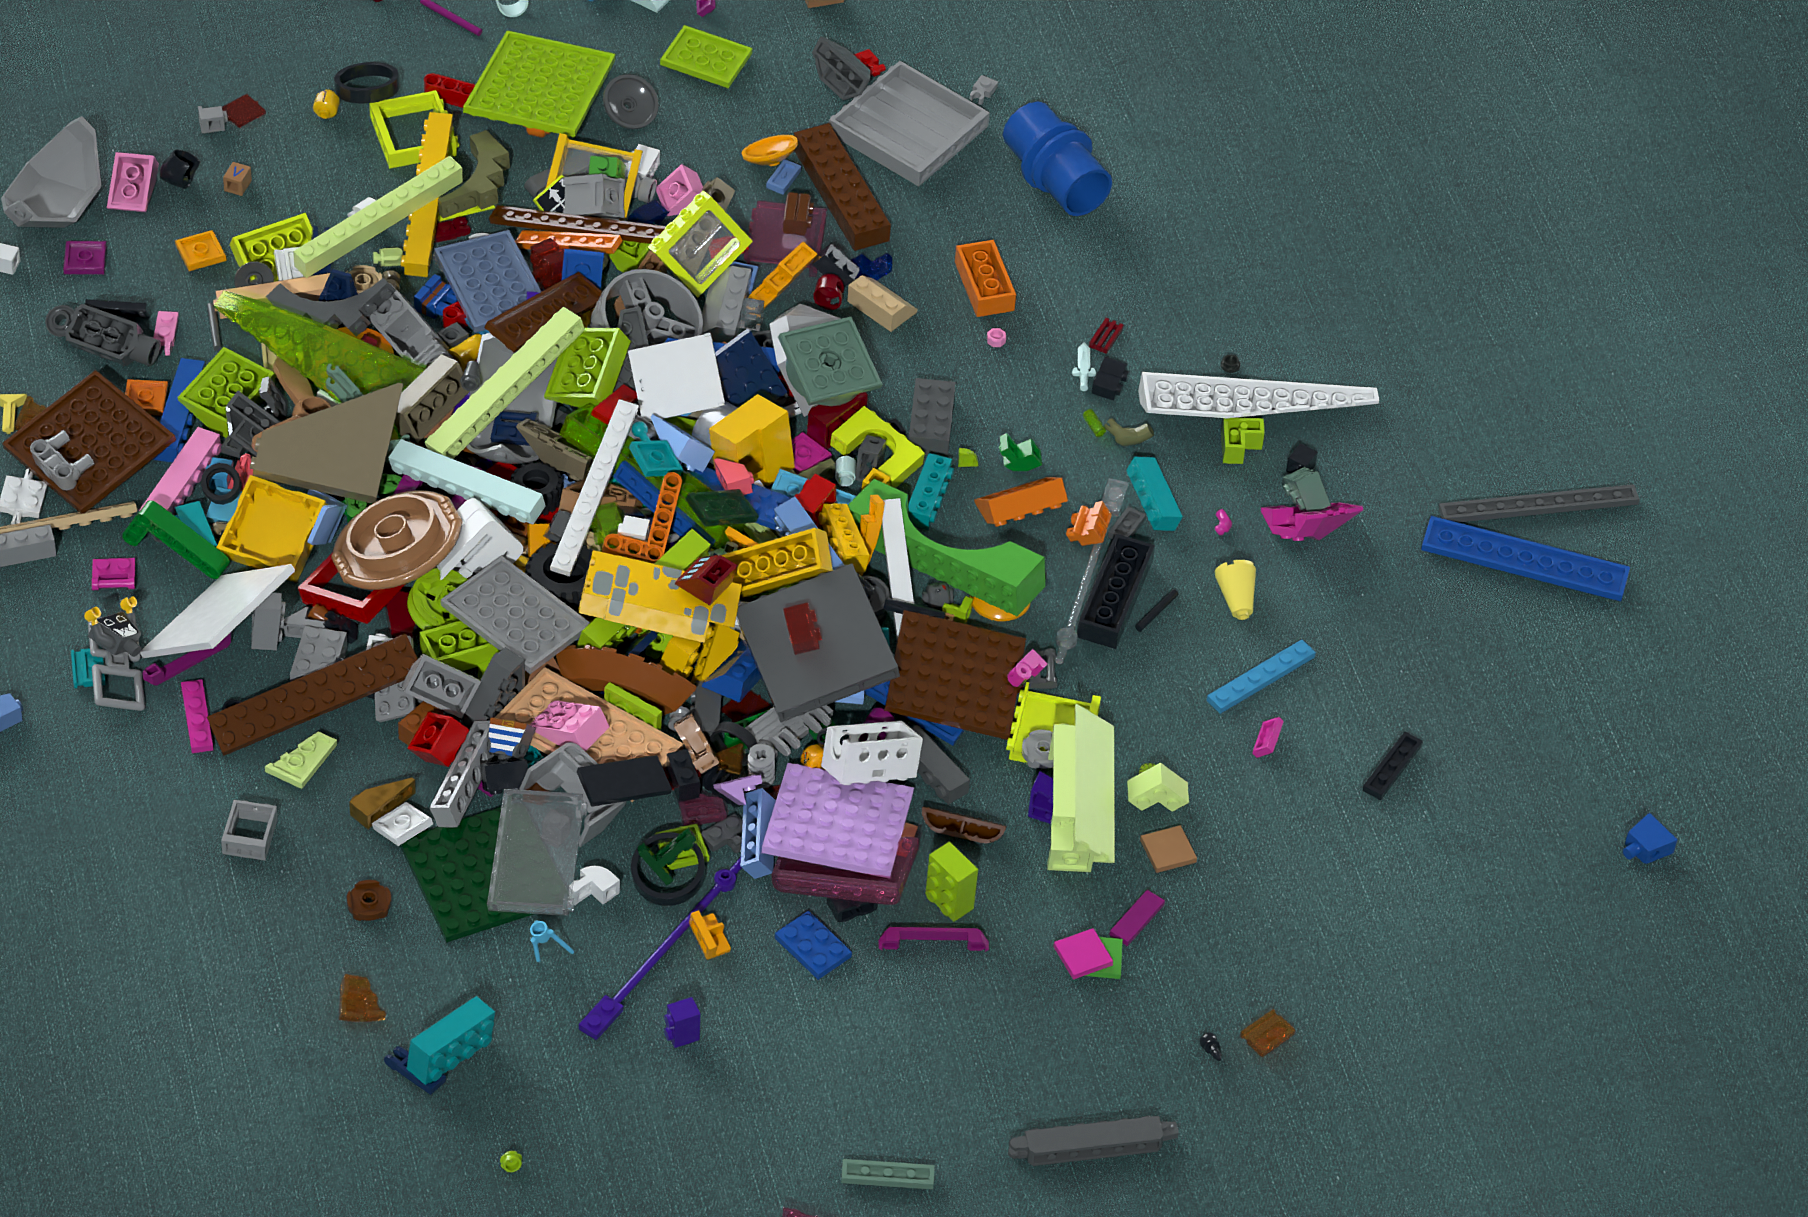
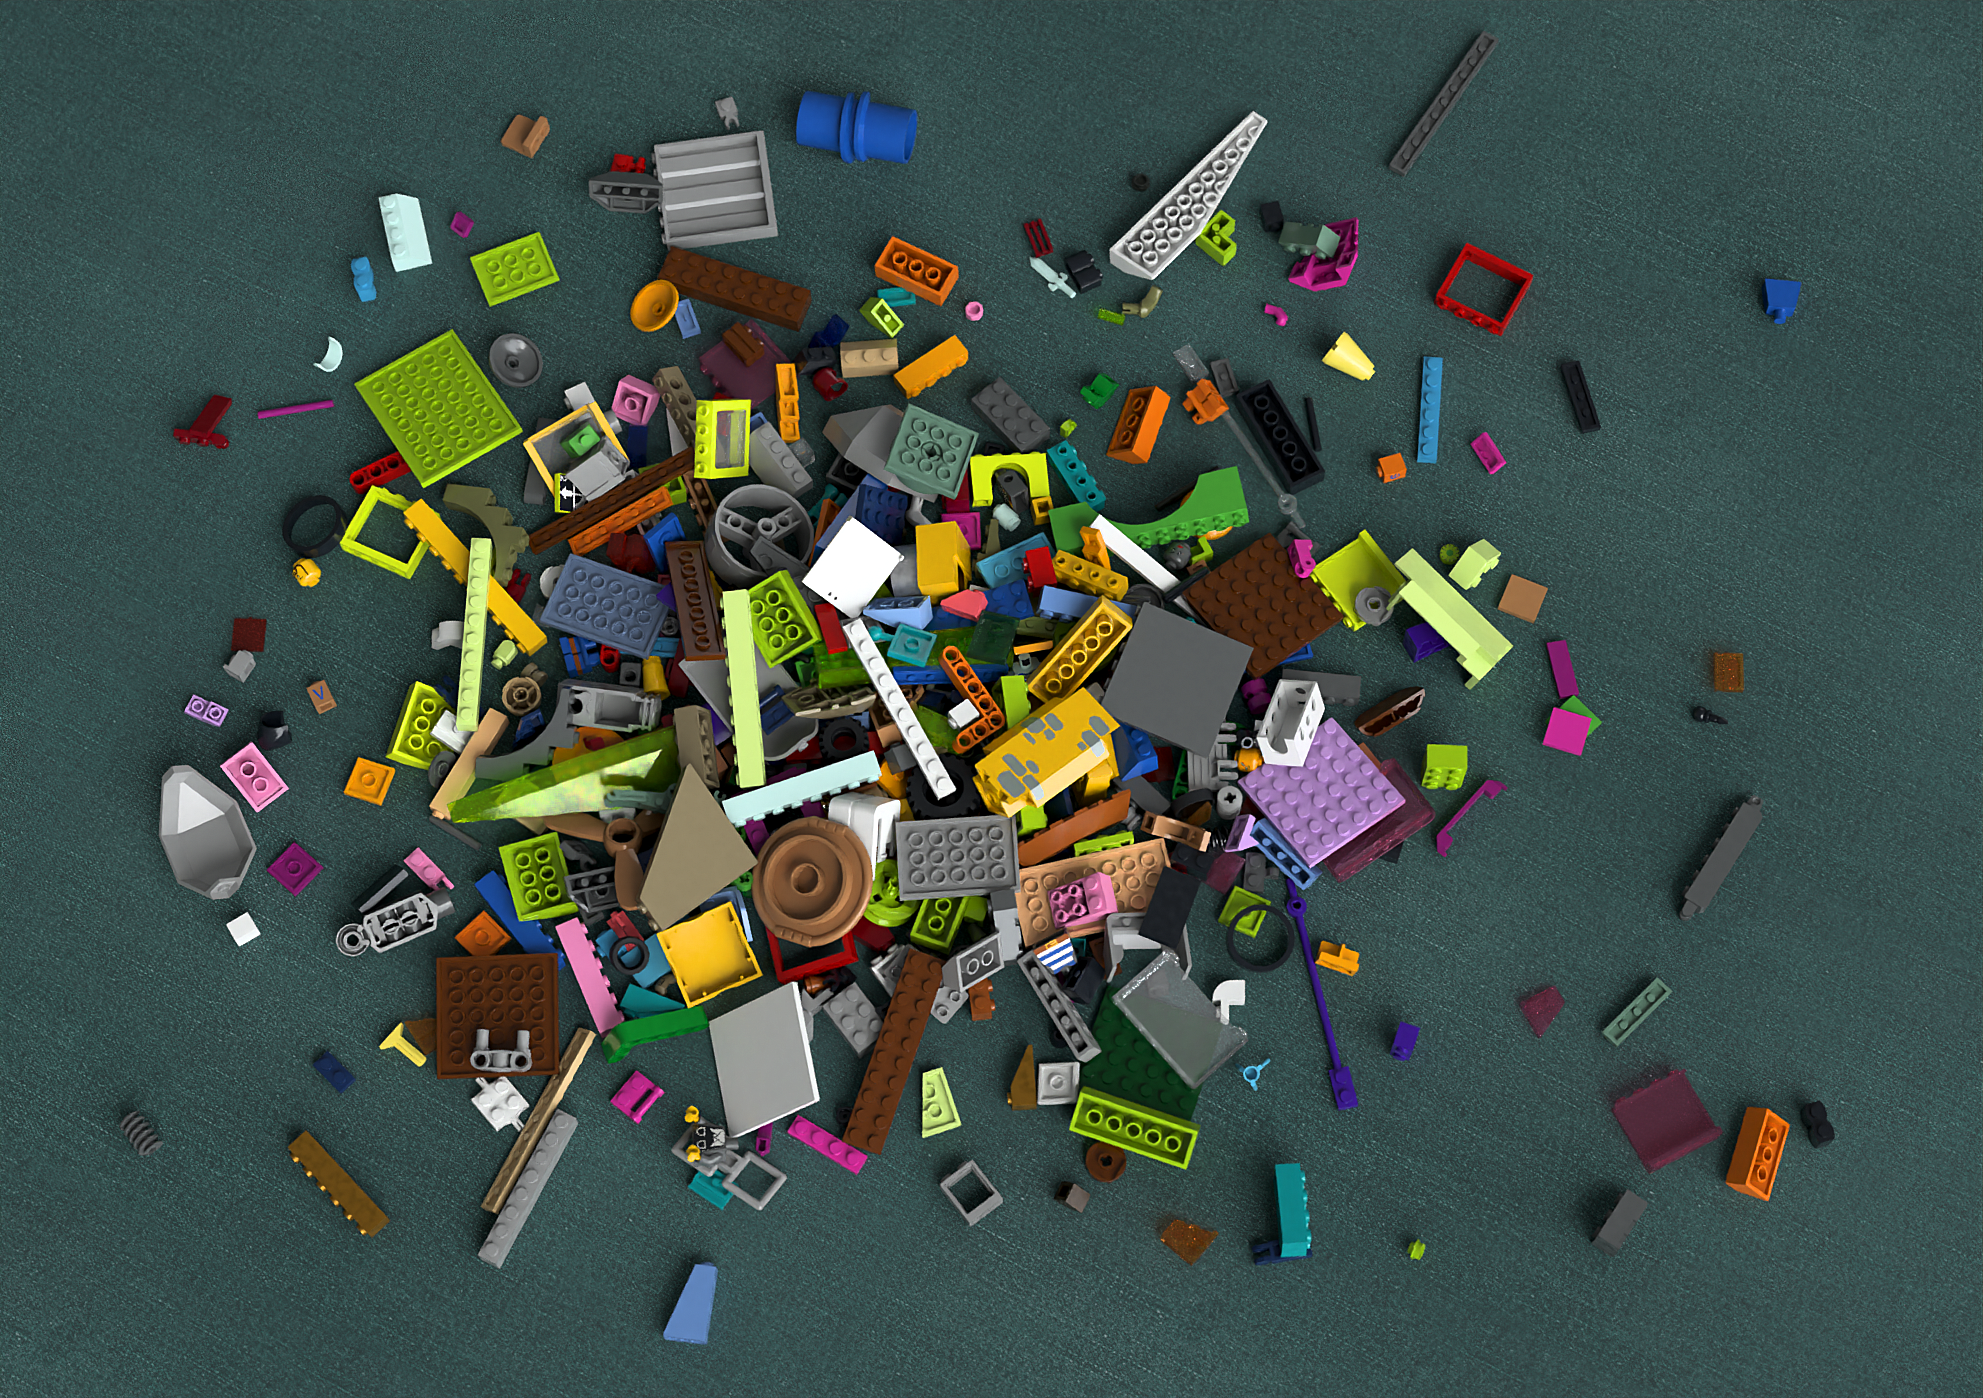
camera: 40 degrees left, 20 degrees up
(155, 125) = (206, 711): none -> lavender slope
(315, 898) = (1072, 1196): none -> dark brown brick
(414, 892) = (1134, 1127): none -> lime brick
(438, 739) = (1014, 1000): red brick -> none
(471, 379) = (710, 704): dark grey cone -> none
(667, 855) = (1255, 930): dark green bracket -> none
(708, 577) = (1067, 708): dark red slope -> none
(801, 628) = (1165, 682): clear red brick -> none
(813, 945) = (1402, 896): blue plate -> none
(819, 1108) = (1542, 1009): none -> clear pink wing
(917, 342) = (931, 367): none -> light orange brick
(923, 286) = (881, 316): none -> lime slope
(950, 285) = (896, 296): none -> teal tile
(1154, 493) = (1215, 336): teal brick -> none
(1177, 682) = (1391, 468): none -> orange brick
(1401, 608) = (1494, 265): none -> red window
(1525, 558) = (1481, 155): blue plate -> none

